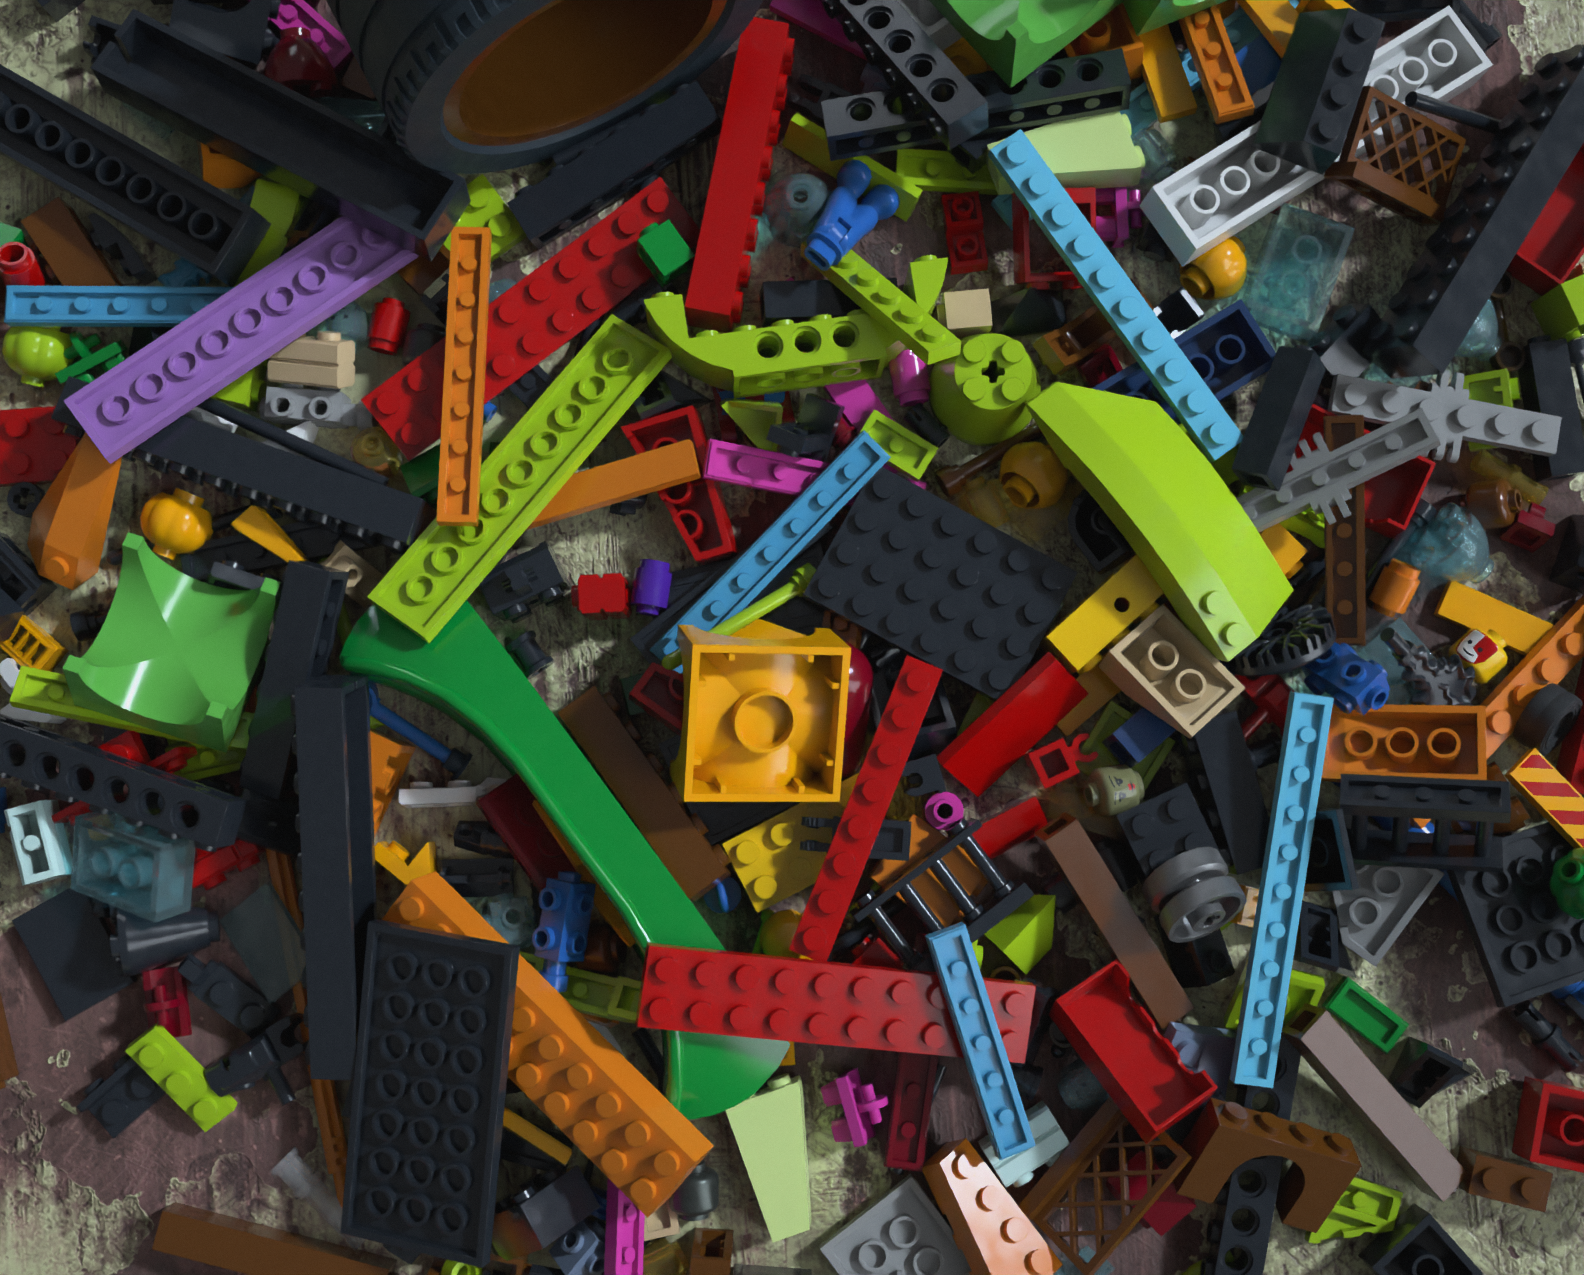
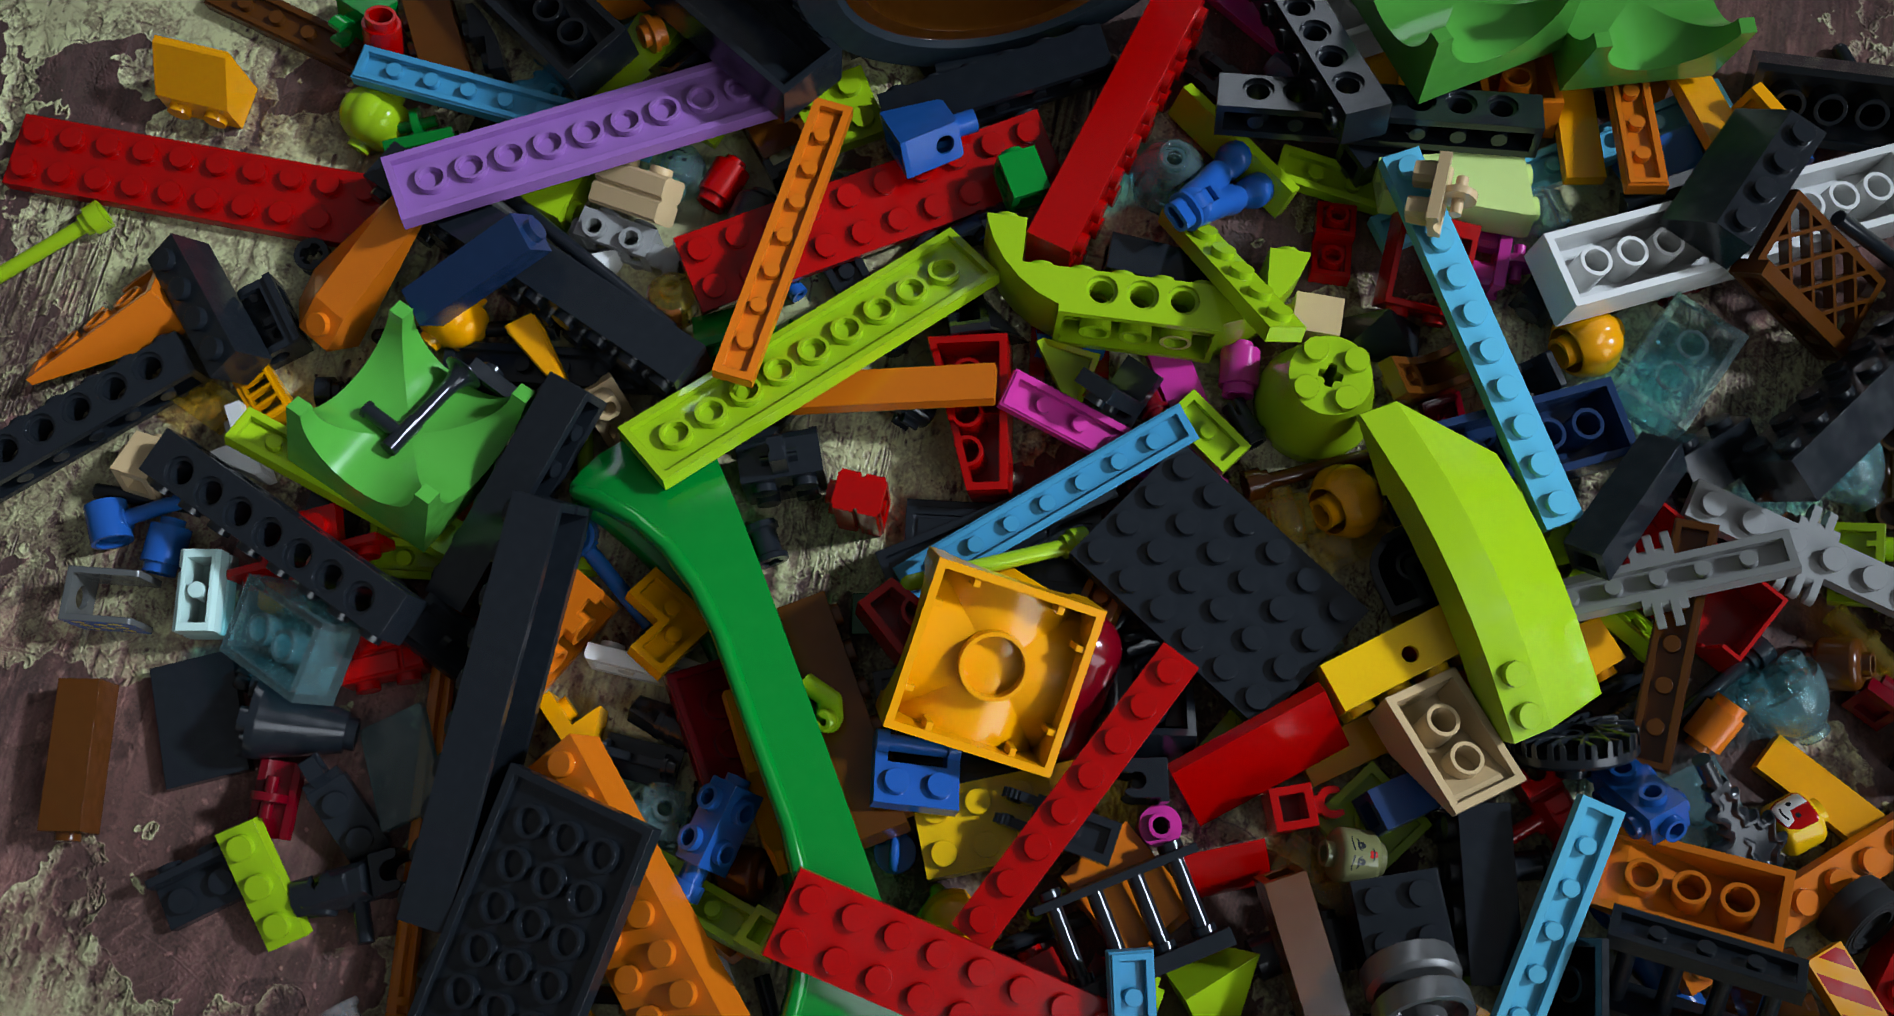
camera: 20 degrees right, 10 degrees down
(169, 654) = (399, 434): none -> black piece
(190, 483) = (477, 269): none -> dark blue brick
(277, 200) = (652, 33): none -> orange plate
(471, 752) = (674, 619): none -> light orange plate
(565, 235) = (926, 135): none -> blue torso
(628, 786) = (828, 703): none -> lime arm
(651, 587) = (911, 506): dark purple brick -> none
(722, 839) = (913, 785): none -> blue plate
(1045, 158) = (1432, 209): none -> tan hips

